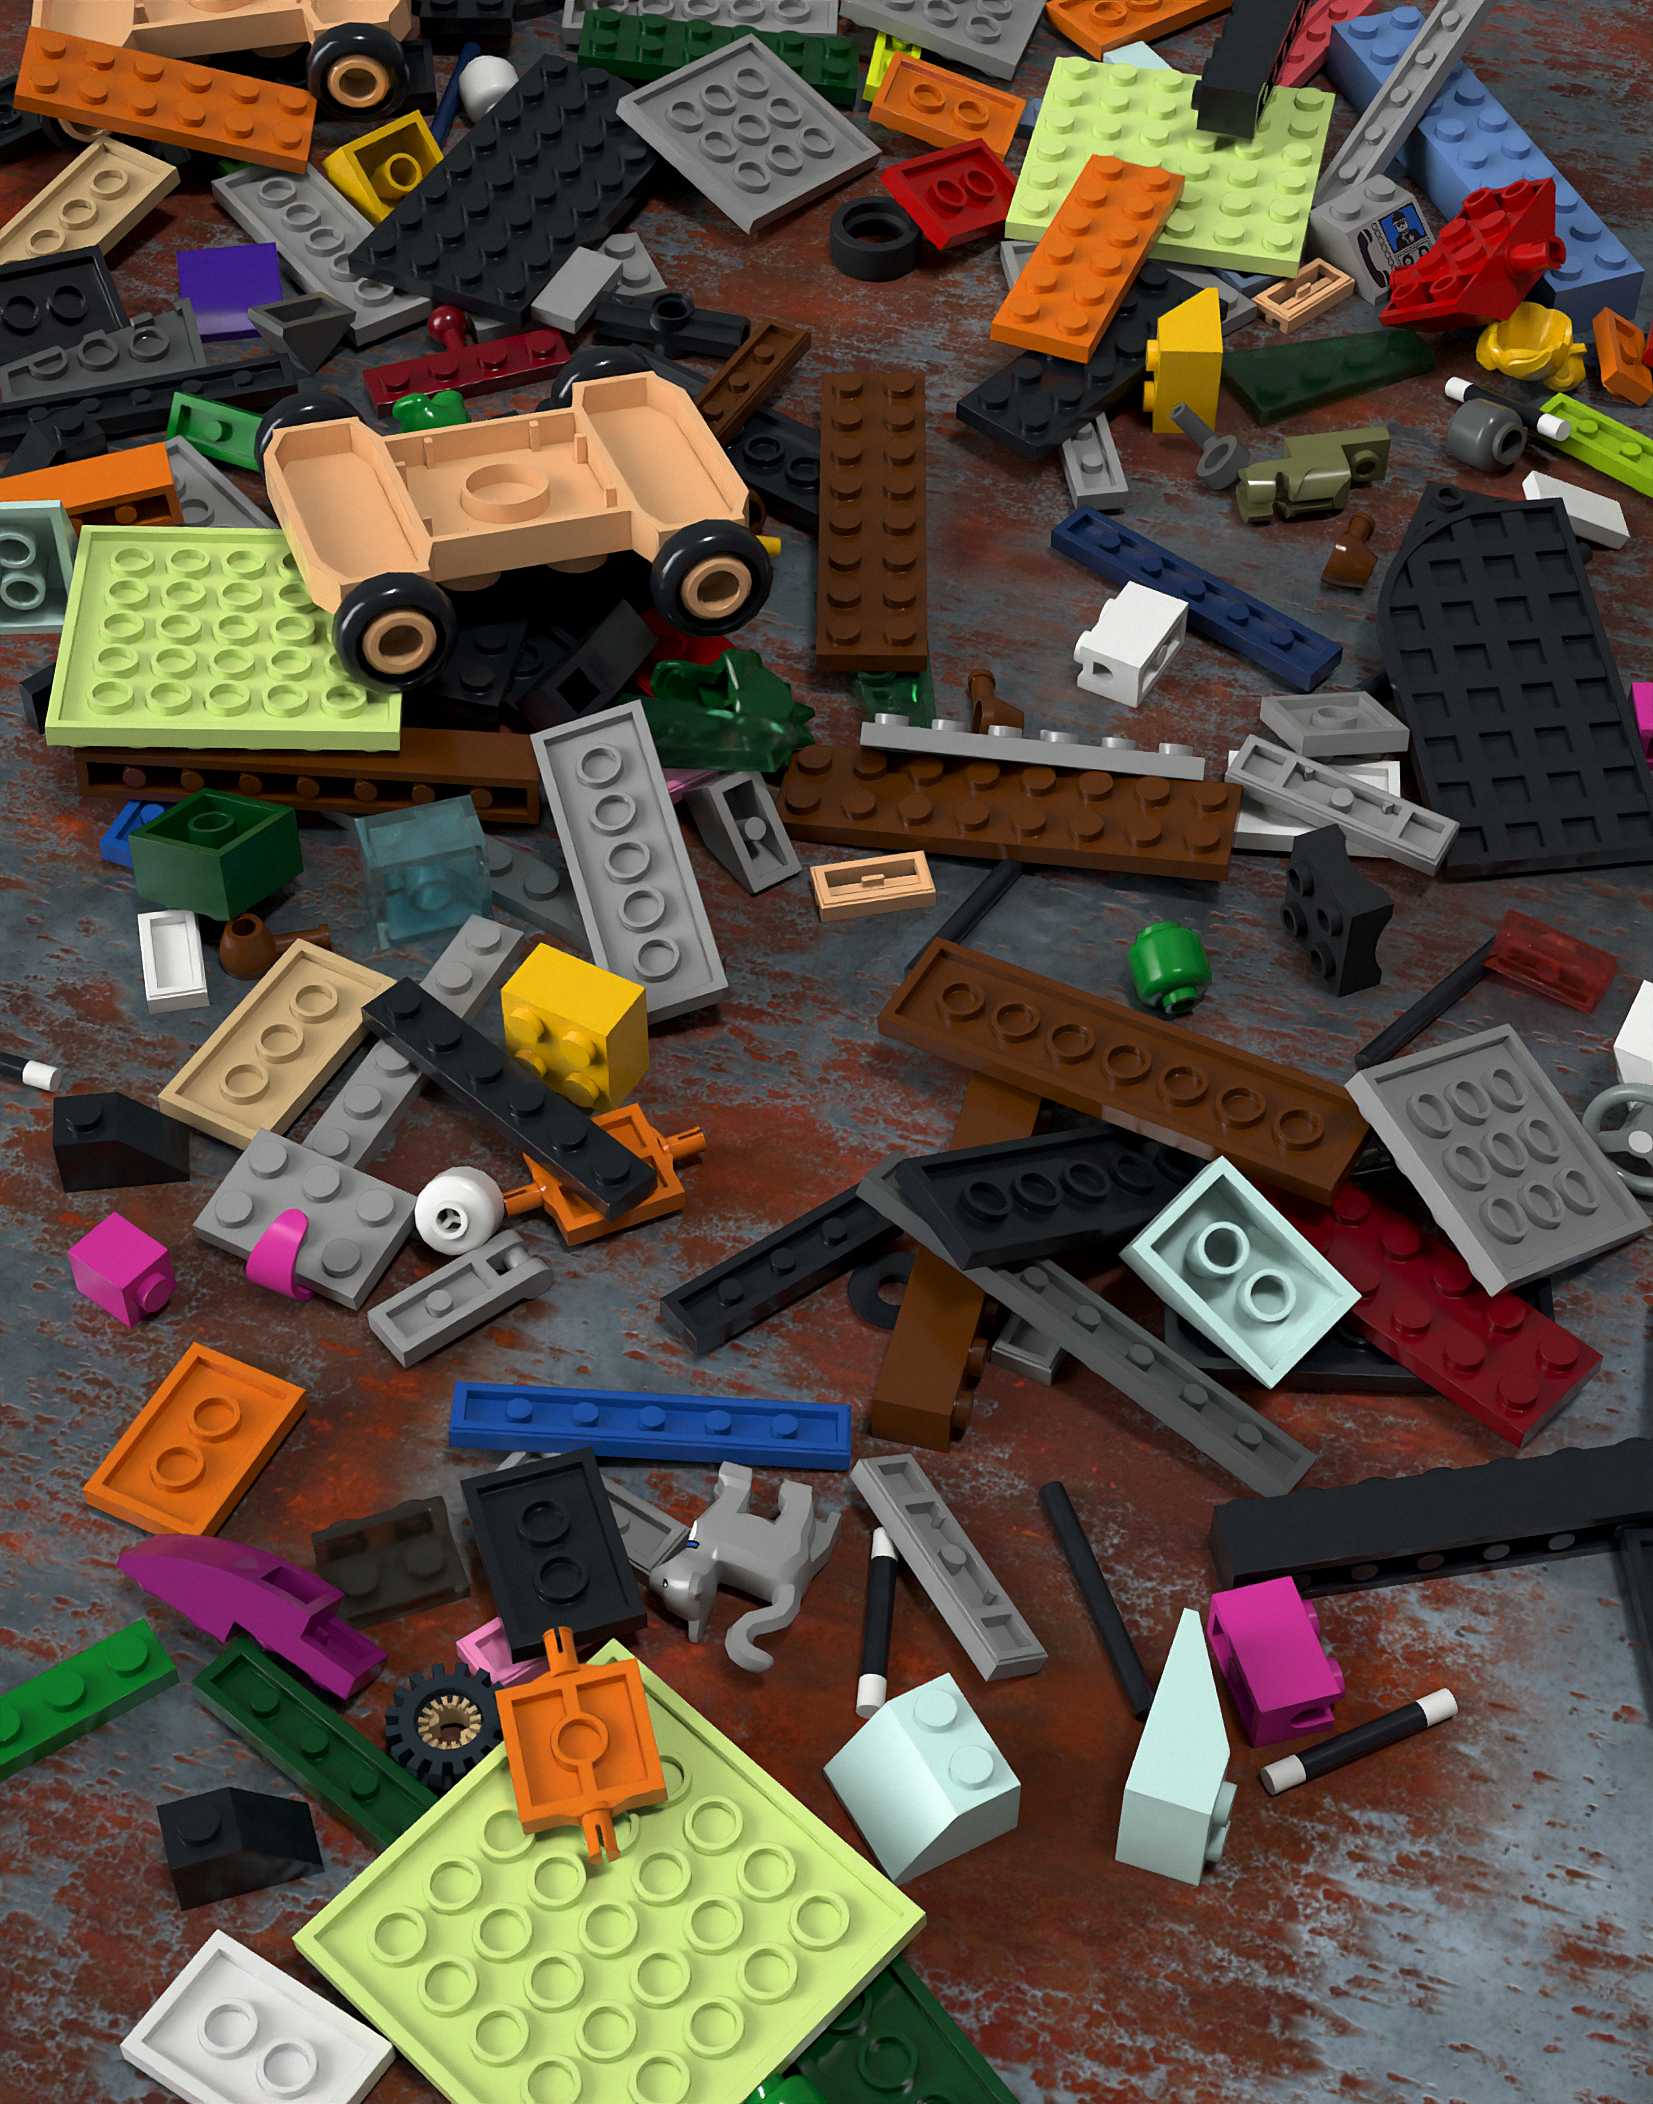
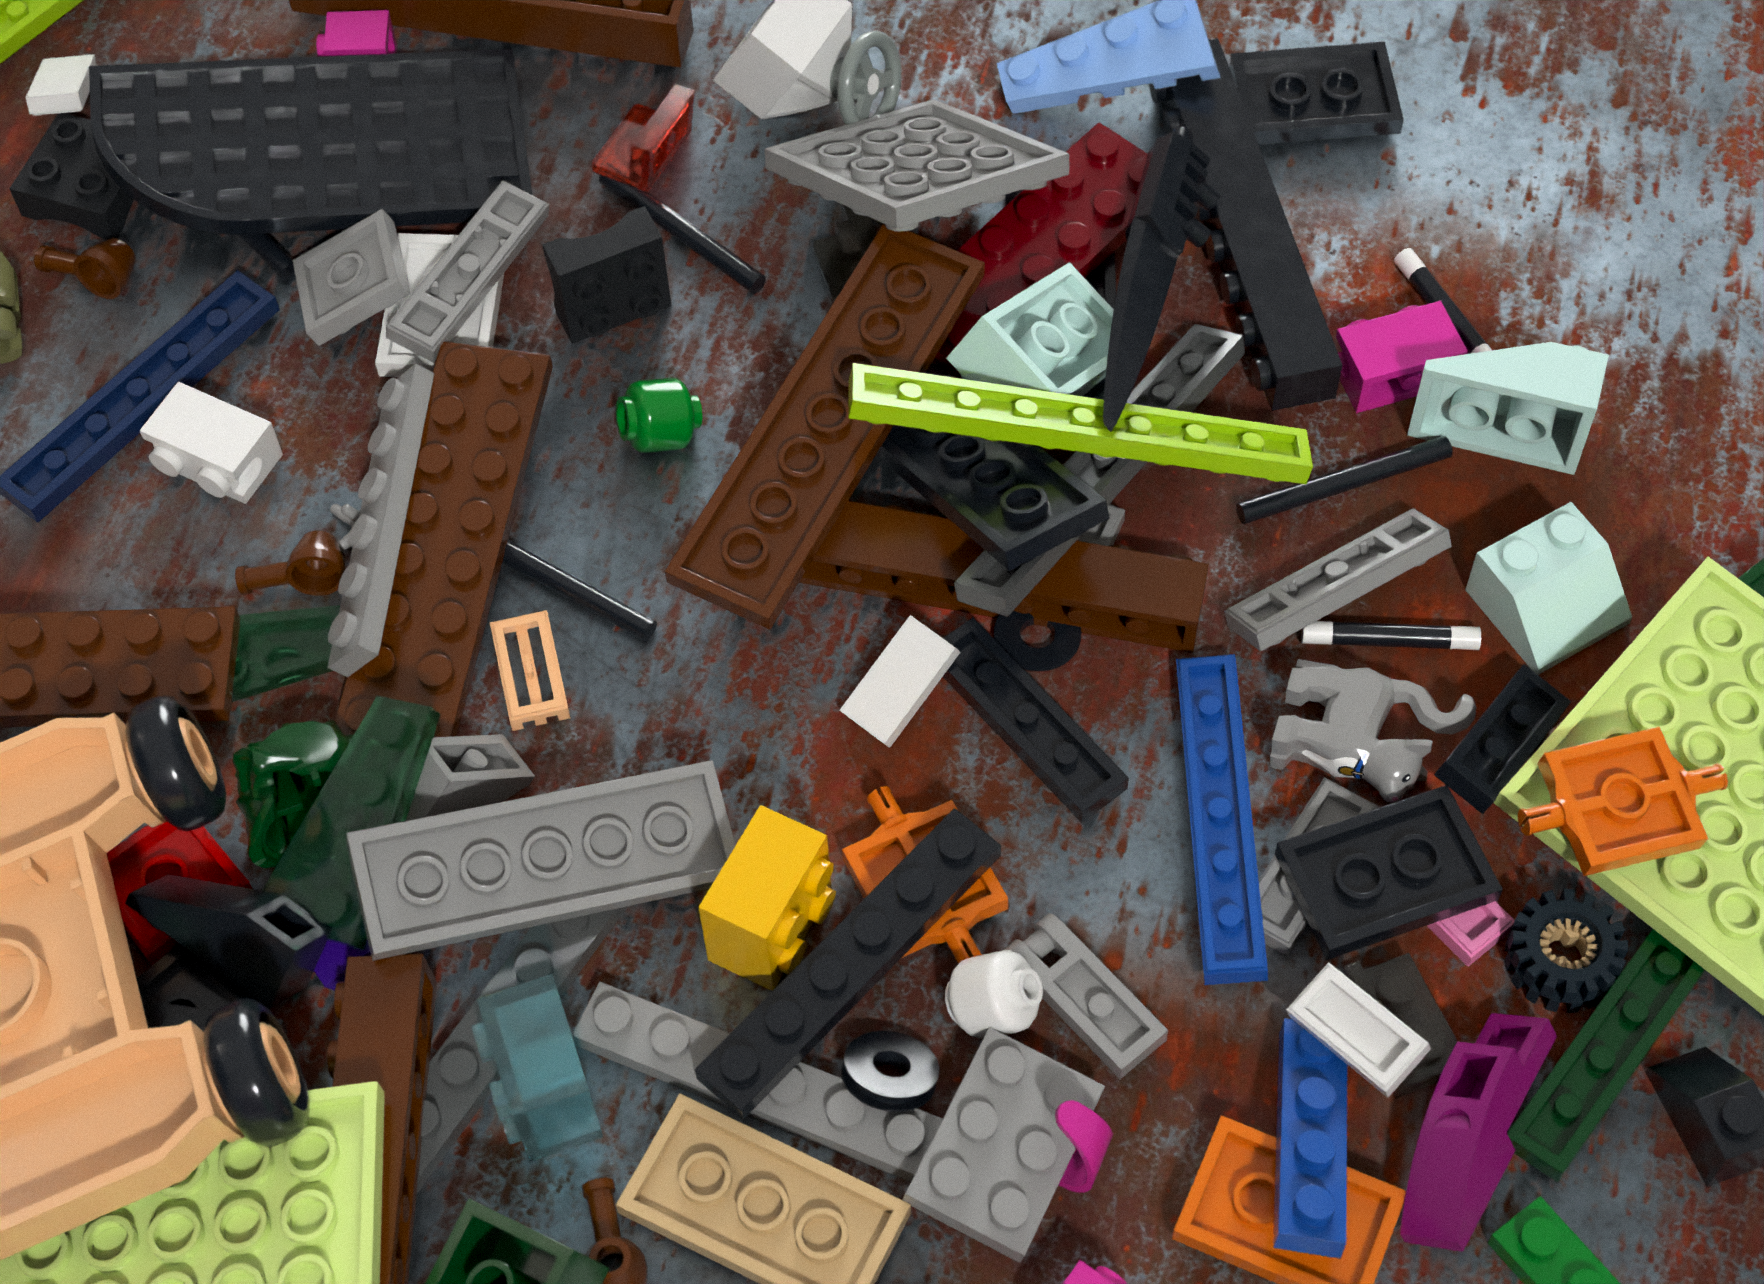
camera: 90 degrees left, 10 degrees up
(263, 1455) = (1310, 1146): none -> blue plate
(363, 1493) = (1358, 1029): none -> white tile
(381, 1157) = (887, 1092): none -> black piece
(715, 1685) = (1502, 739): none -> black plate
(826, 1154) = (900, 681): none -> white tile
(1097, 1272) = (1077, 424): none -> lime plate
(1414, 1366) = (1155, 238): none -> black piece

